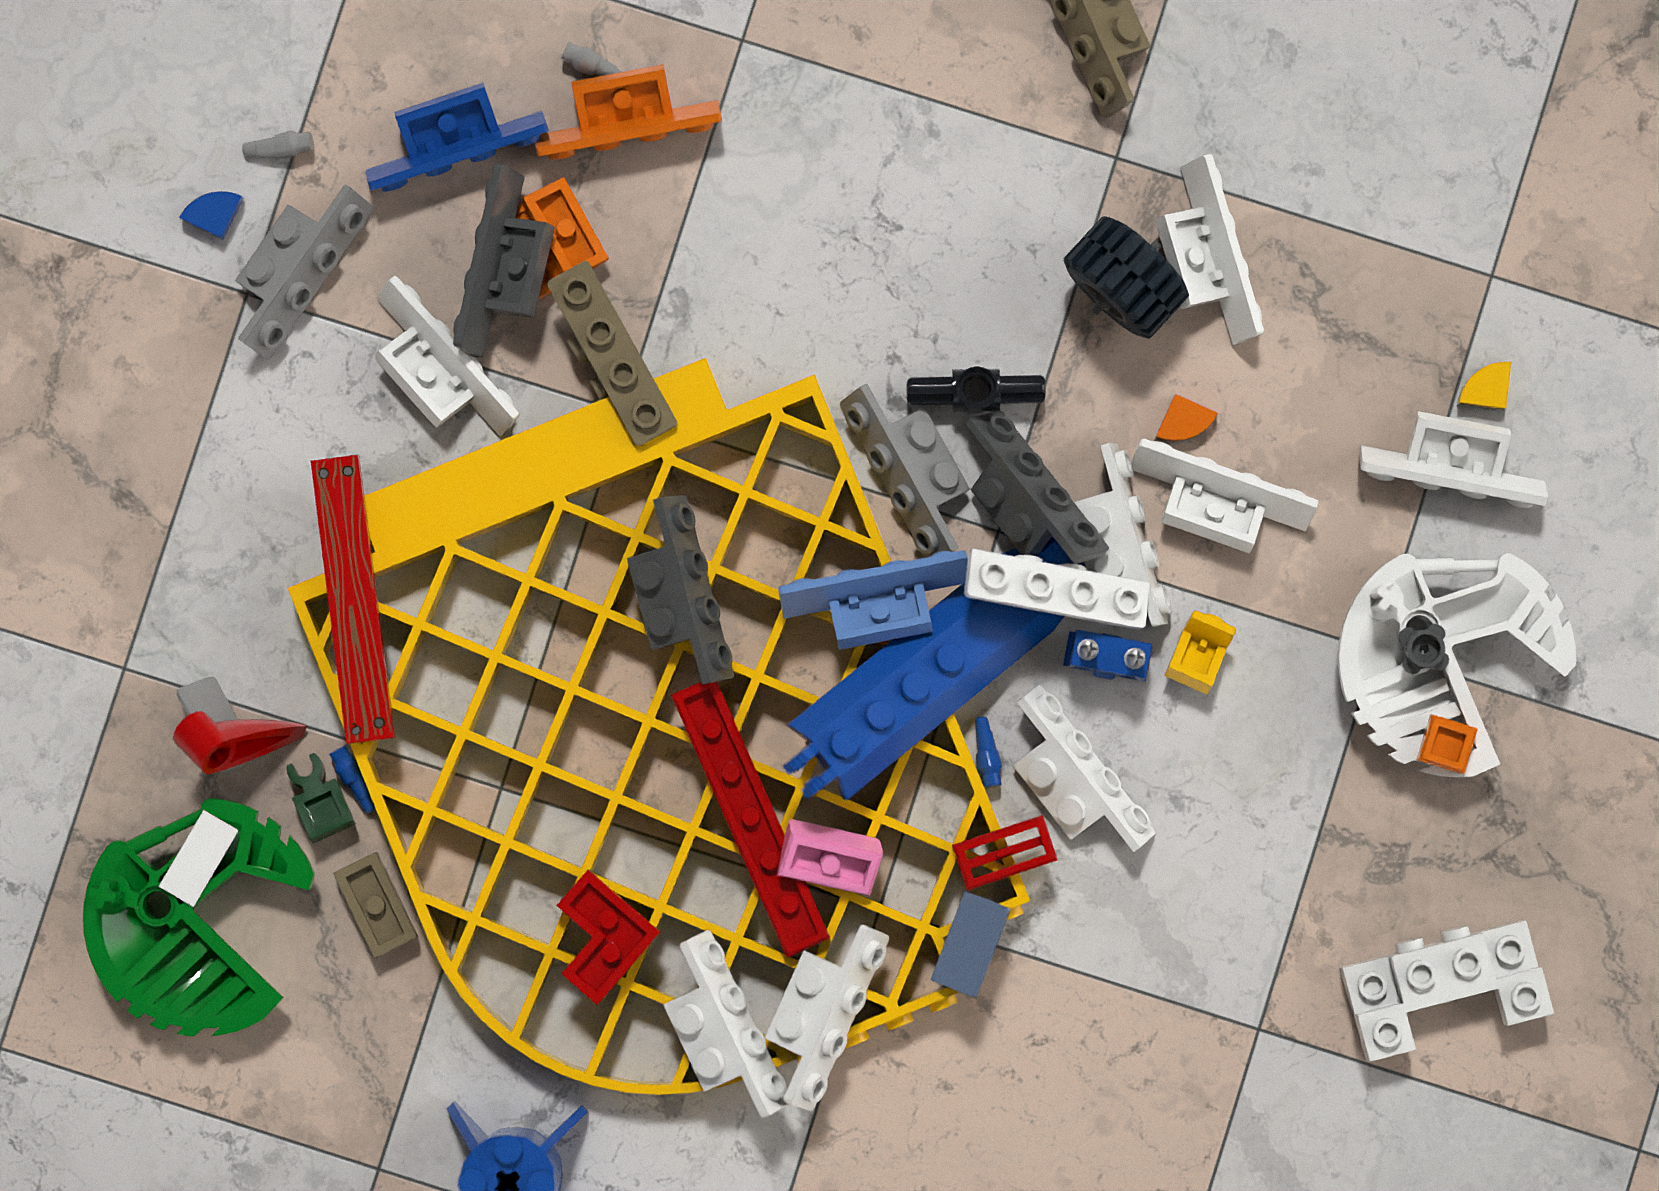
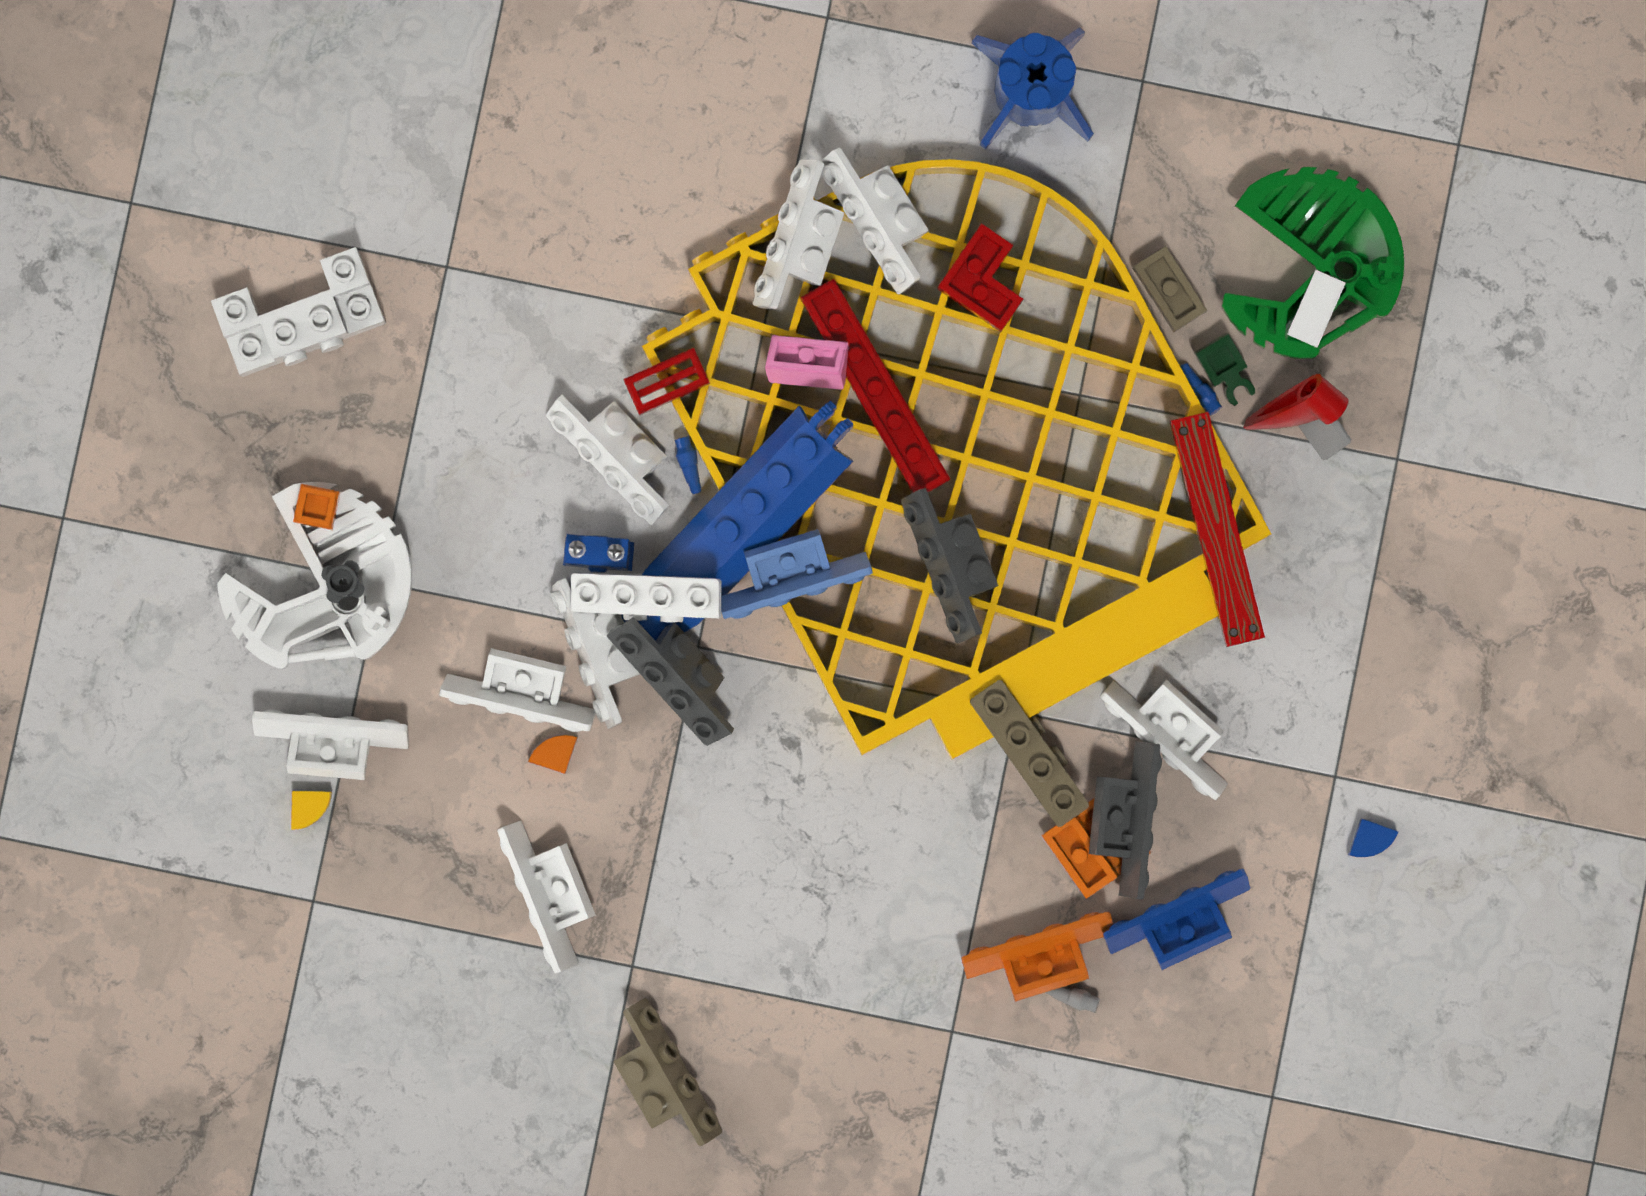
camera: 175 degrees right, 0 degrees up
(281, 145) = (1320, 902): light grey piece -> none
(294, 265) = (1299, 801): light grey bracket -> none
(911, 466) = (773, 690): light grey bracket -> none
(970, 944) = (686, 304): sand blue slope -> none
(1001, 390) = (706, 760): black axle -> none
(1126, 277) = (615, 860): black wheel -> none
(1200, 651) = (524, 563): yellow bracket -> none

